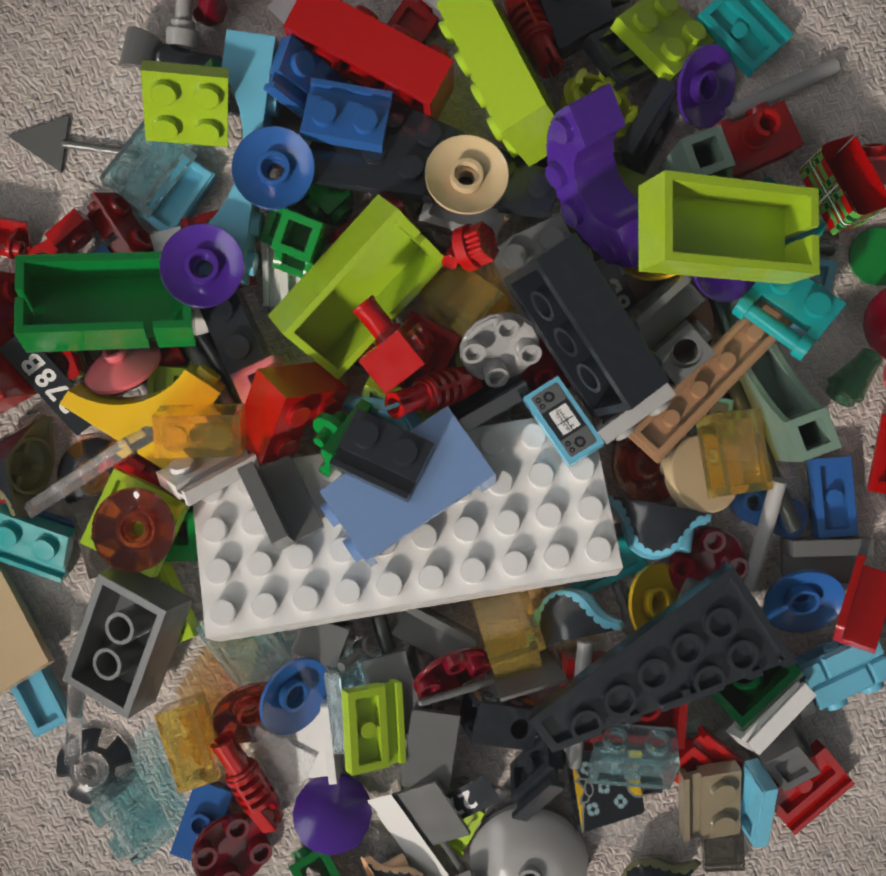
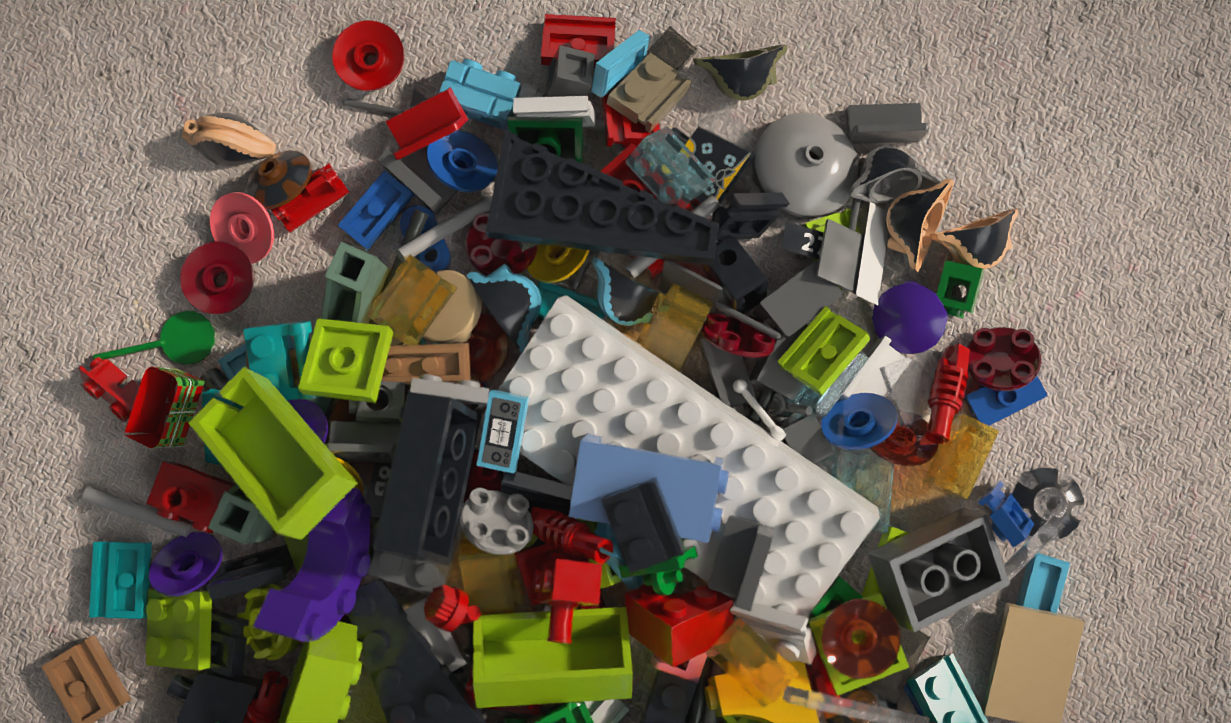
camera: 140 degrees left, 5 degrees down
(110, 729) = (1007, 516): none -> blue plate
(130, 817) = (1053, 446): clear light blue bracket -> none
(412, 632) = (777, 432): none -> white hinge
(470, 158) = (391, 671): tan dish -> none
(741, 357) = (346, 360): none -> lime plate
(854, 378) = (287, 273): clear green cone -> none

